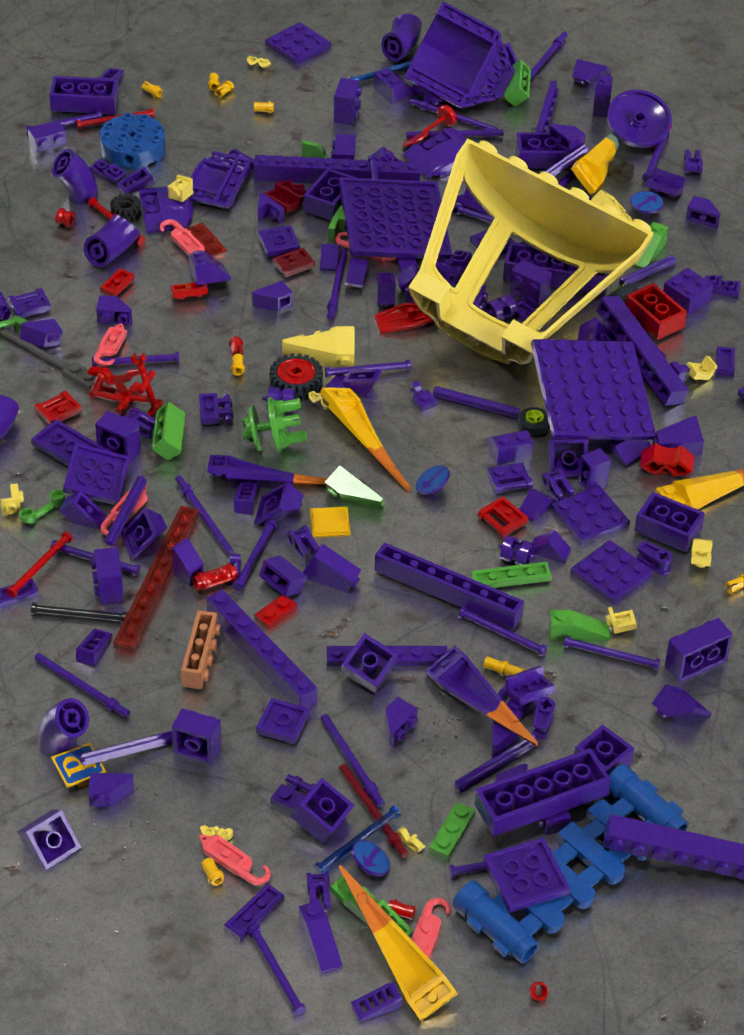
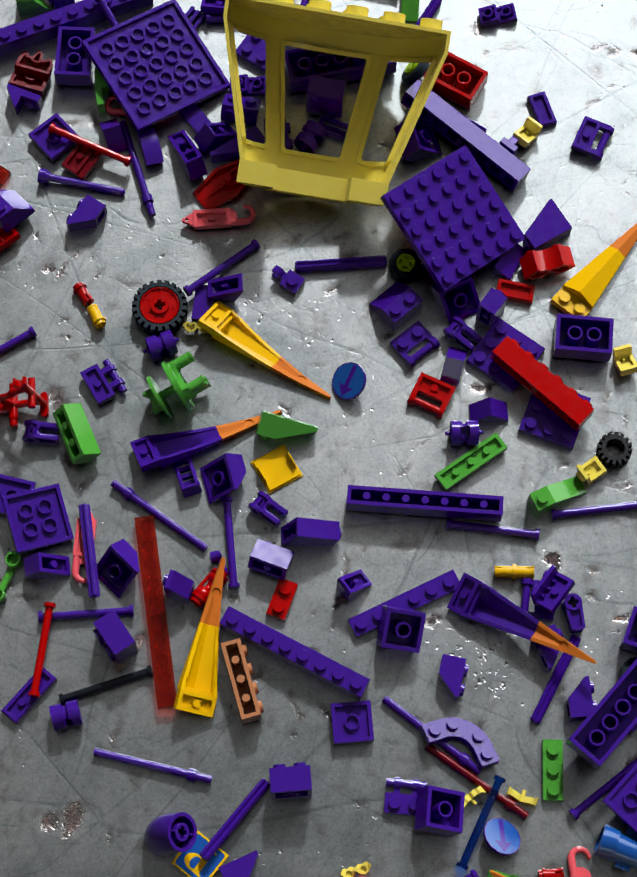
camera: 25 degrees left, 25 degrees up
(23, 613) = (65, 715): none -> dark purple wheel
(91, 649) = (139, 729): dark purple slope -> none
(118, 434) = (35, 464): dark purple brick -> none
(162, 635) = (199, 676): none -> yellow plate
(254, 262) = (45, 176): none -> dark purple piece
(280, 232) = (91, 145): none -> red bar
(330, 347) = (178, 261): light yellow wedge -> none
(346, 622) = (353, 584): none -> dark purple slope
(360, 818) = (469, 797): none -> light yellow piece
(385, 336) = (217, 218): none -> coral plate
(389, 773) = (463, 731): none -> plate
(610, 538) = (542, 383): none -> red brick
(626, 474) = (516, 291): none -> red tile
(653, 623) = (619, 440): none -> black tyre
(654, 557) = (585, 383): dark purple piece -> none
(689, 290) = (471, 38): dark purple brick -> none

